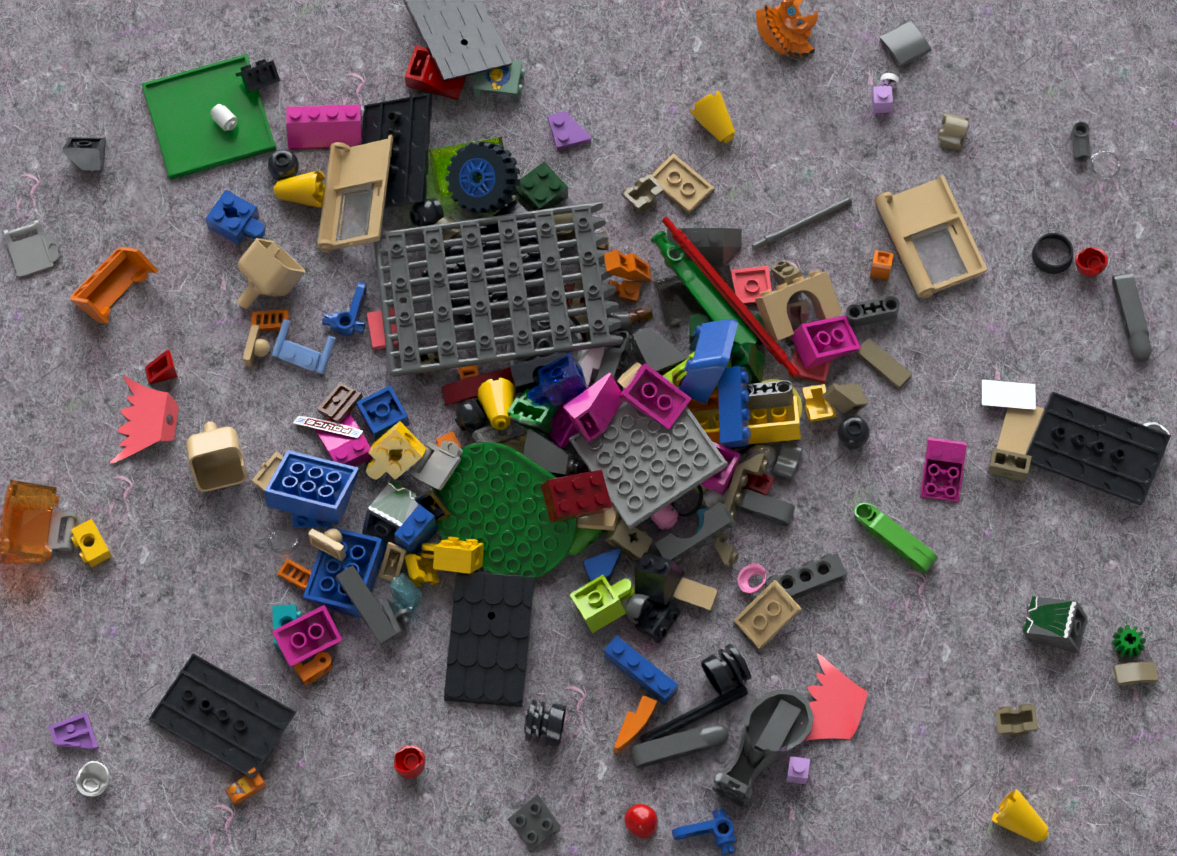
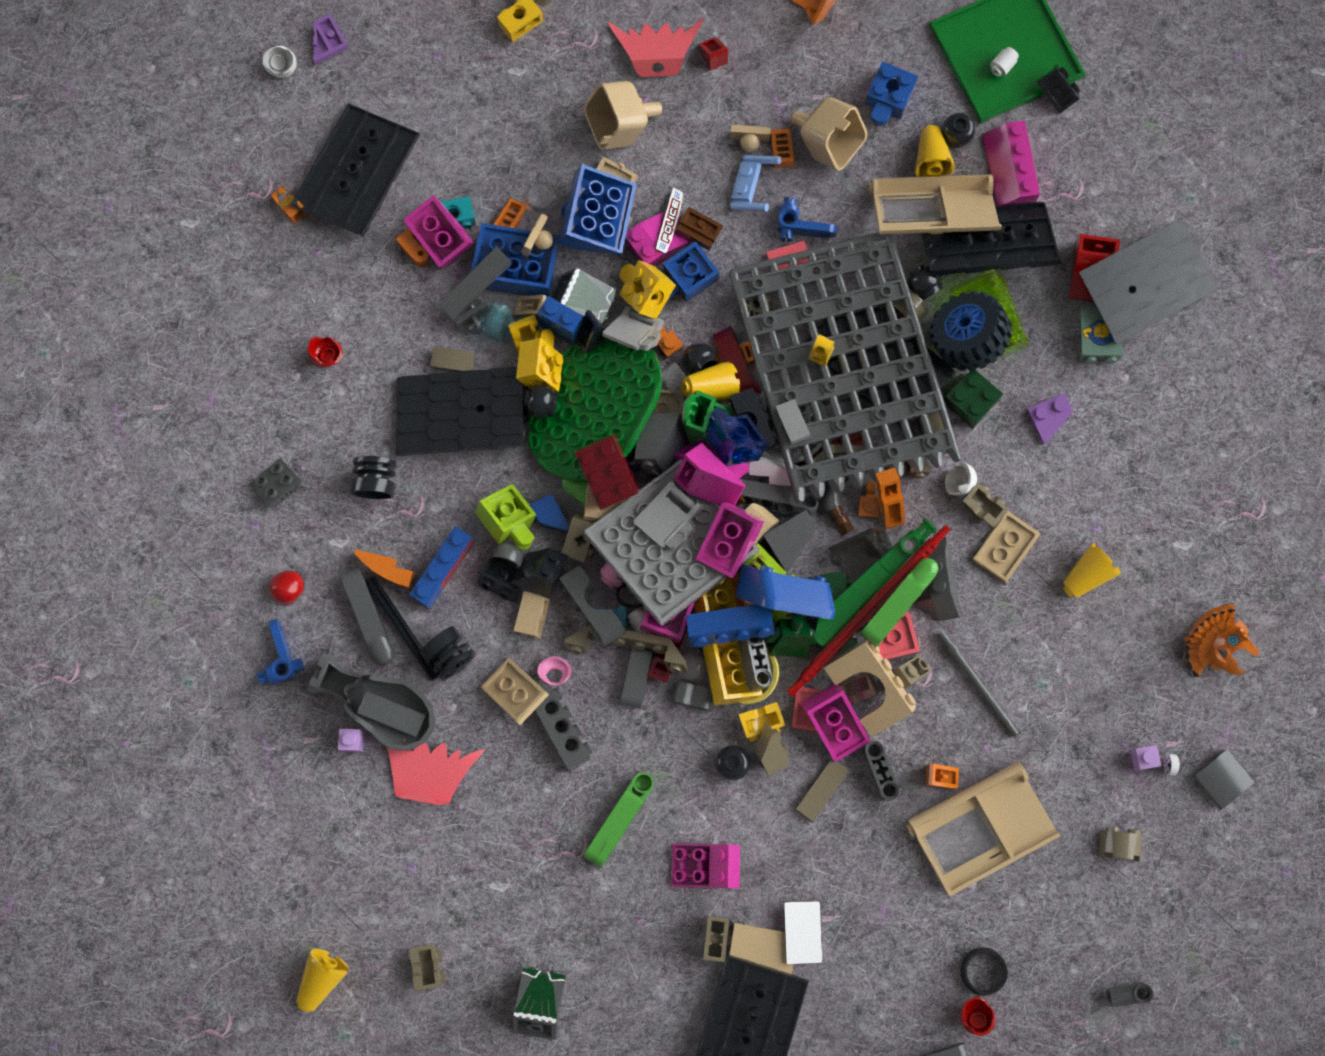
camera: 85 degrees right, 10 degrees up
(435, 641) = (452, 359): none -> dark tan slope
(486, 298) = (821, 350): none -> yellow leg
(494, 556) = (540, 401): none -> black piece
(548, 334) = (792, 421): none -> light grey tile
(617, 209) = (960, 480): none -> white hair
(628, 453) = (665, 521): none -> light grey piece
(728, 265) = (900, 601): none -> bright green piece

